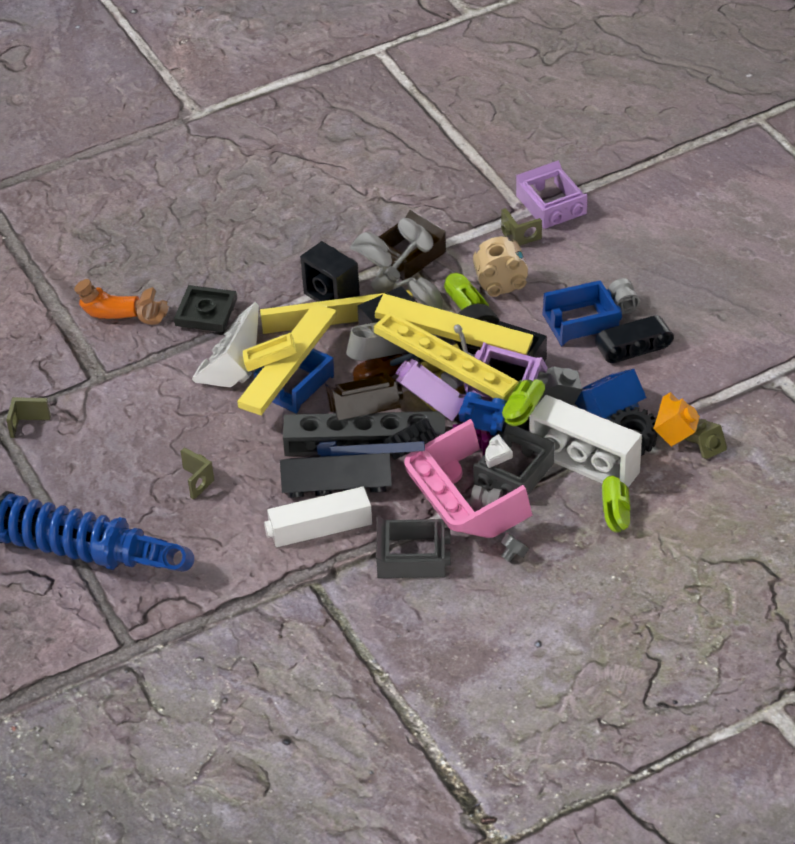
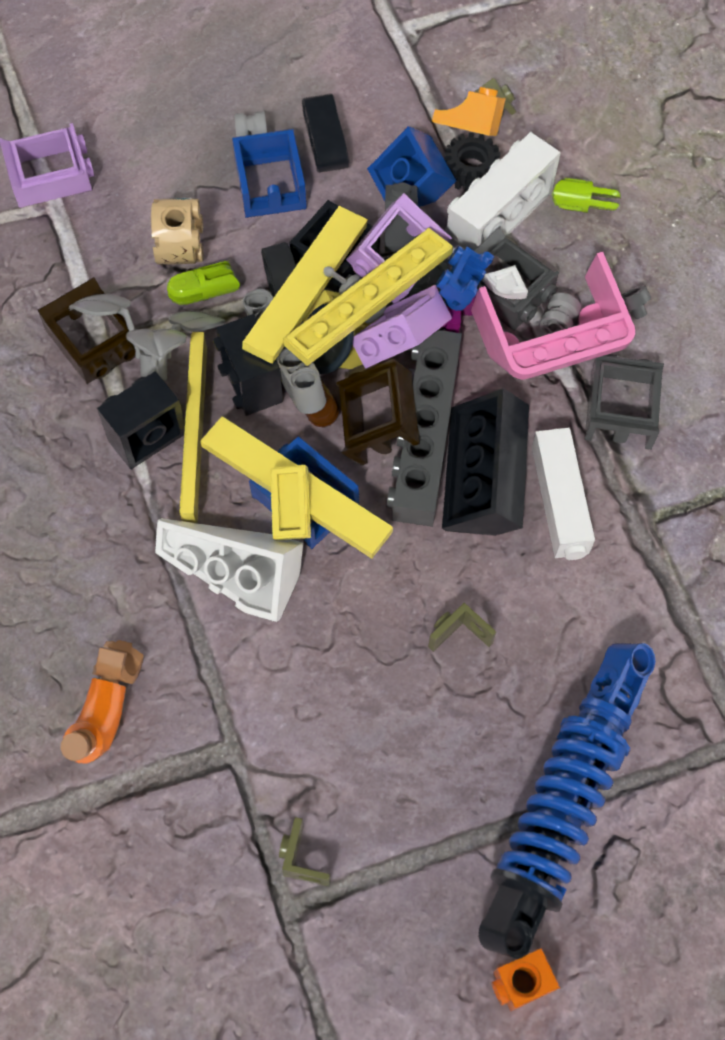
camera: 85 degrees left, 20 degrees up
(205, 308) = (138, 590): pearl dark grey plate -> none
(331, 449) = (455, 460): dark blue piece -> none
(416, 432) = (467, 357): black tyre -> none
(516, 232) = (92, 215): olive bracket -> none
(523, 401) = (476, 228): lime arm -> none

